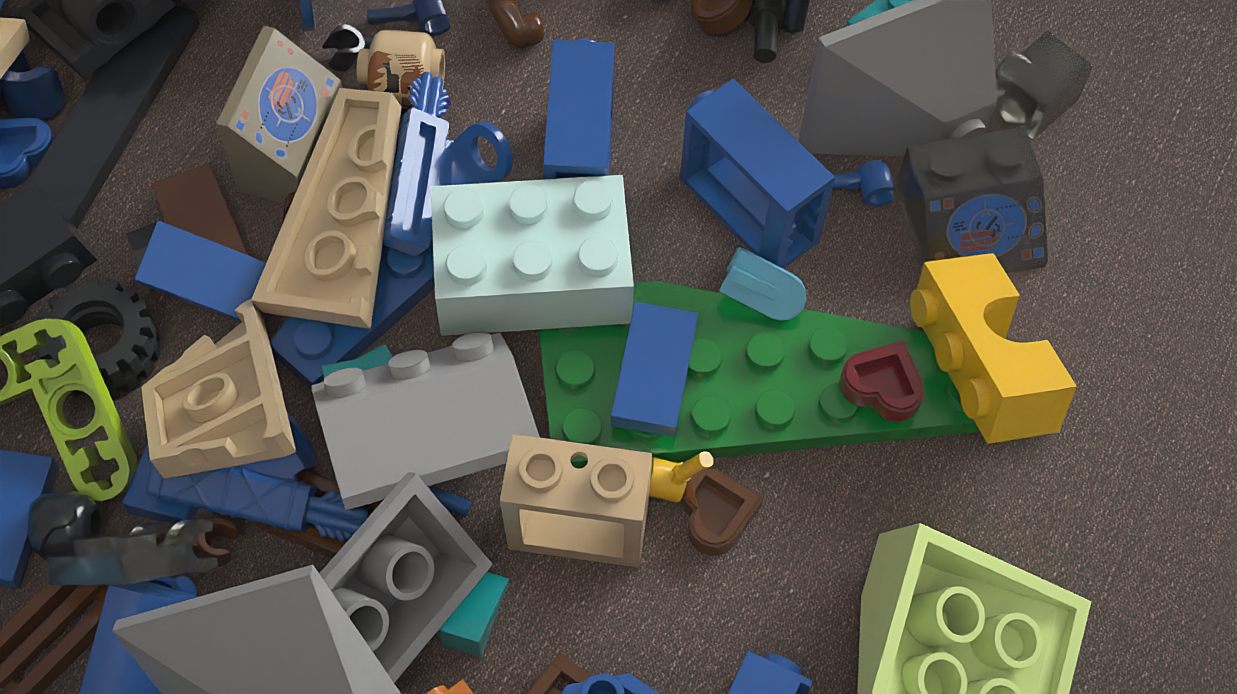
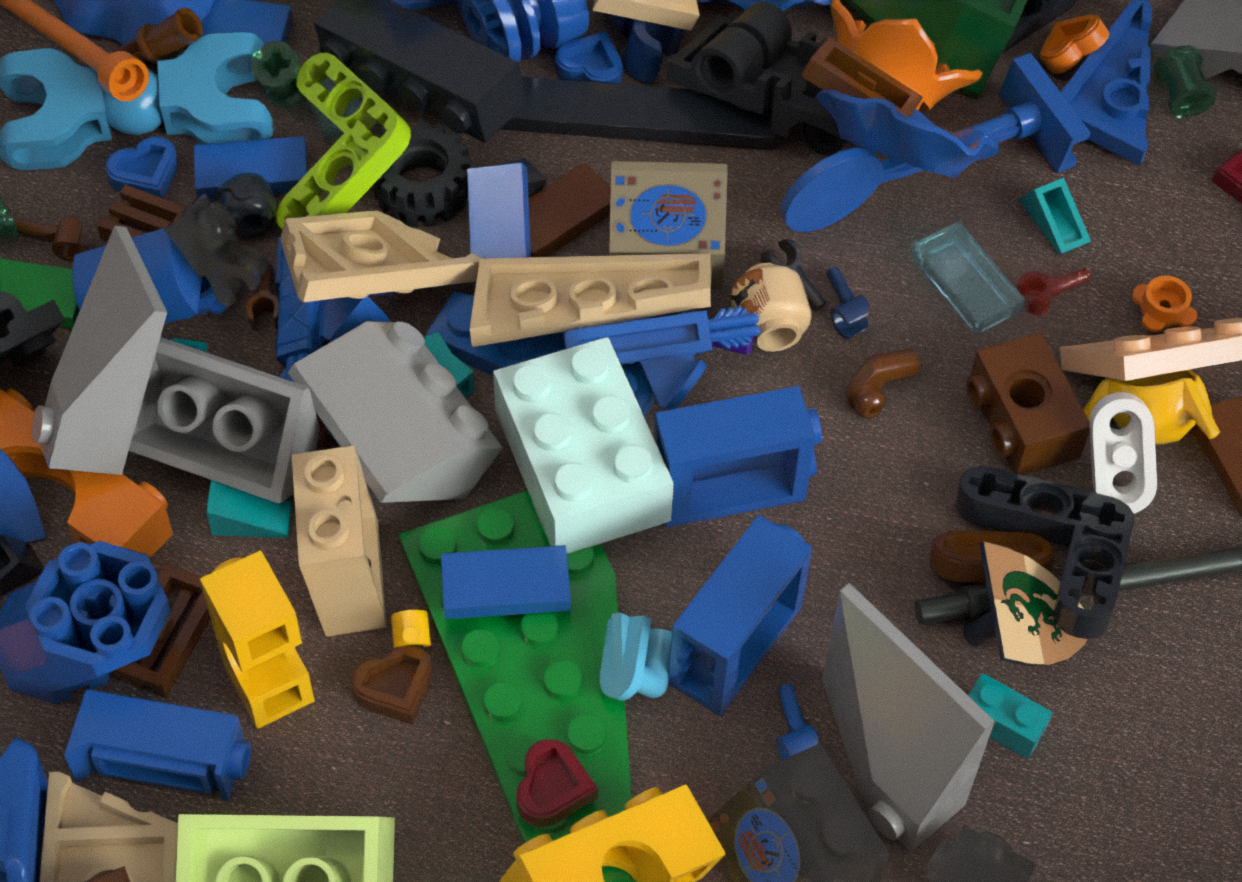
camera: 75 degrees right, 5 degrees down
(684, 597) = (257, 638): none -> yellow arch

